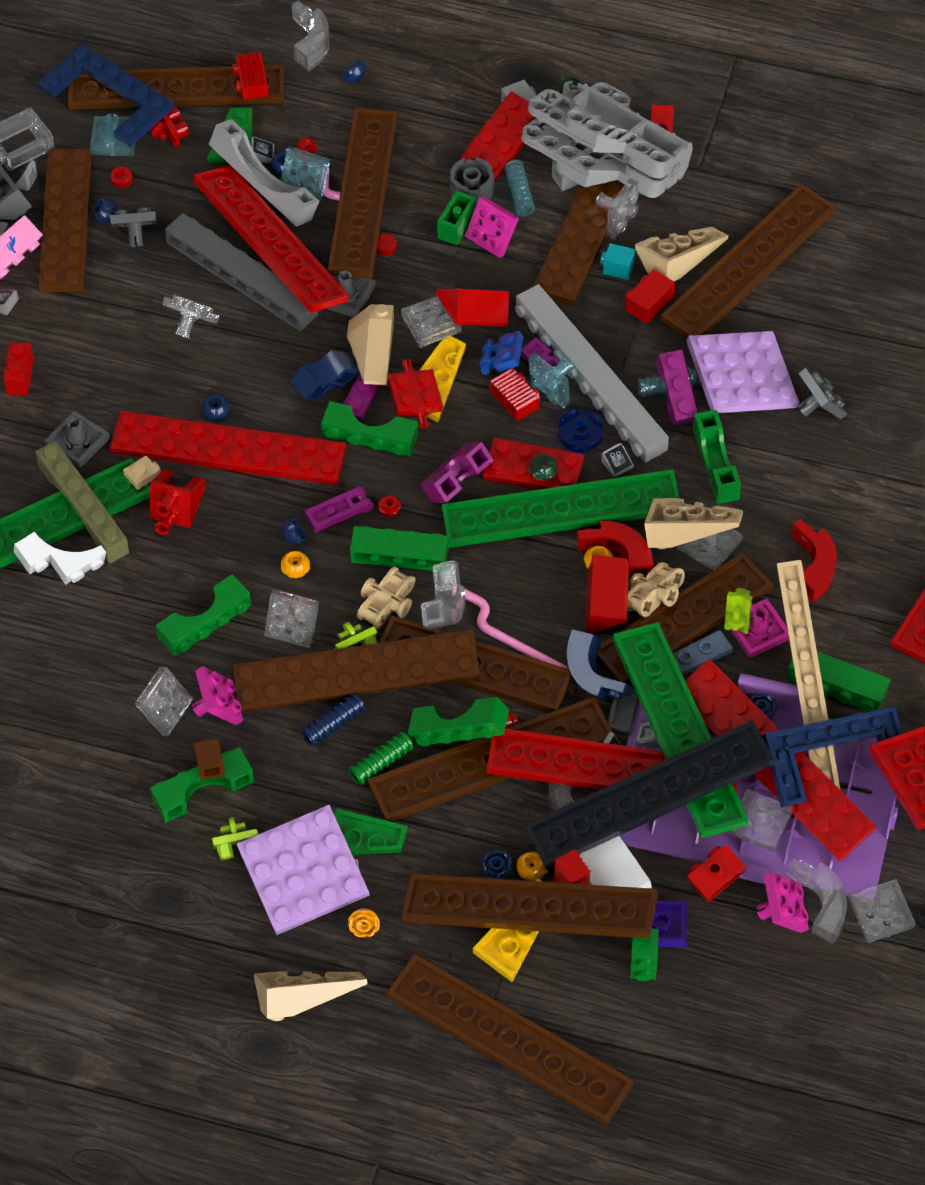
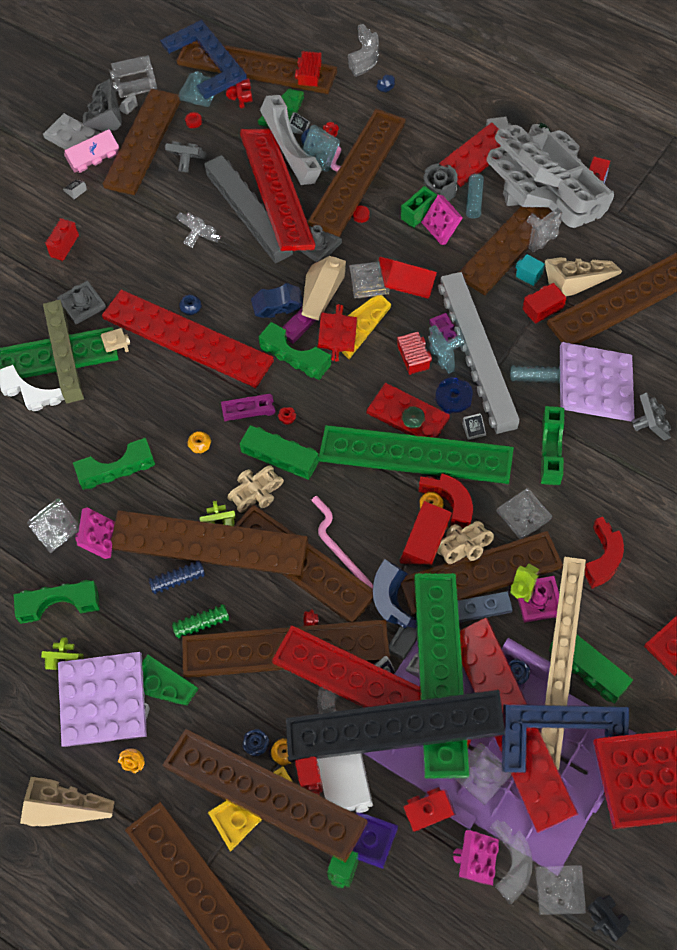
camera: 20 degrees right, 5 degrees up
(103, 209) = (169, 137): dark blue plate -> none
(173, 503) = (126, 370): red piece -> none
(209, 759) = (63, 584): reddish brown brick -> none
(292, 531) = (206, 415): dark blue plate -> none
(302, 610) = (177, 482): clear plate -> none
(445, 480) = (357, 396): magenta arch -> none
(449, 597) = (300, 506): clear arch -> none
(482, 720) = (284, 617): green arch -> none
(503, 354) = (415, 320): blue plate -> none
(674, 374) = (539, 380): magenta arch -> none
(676, 523) = (500, 493): tan wedge -> none

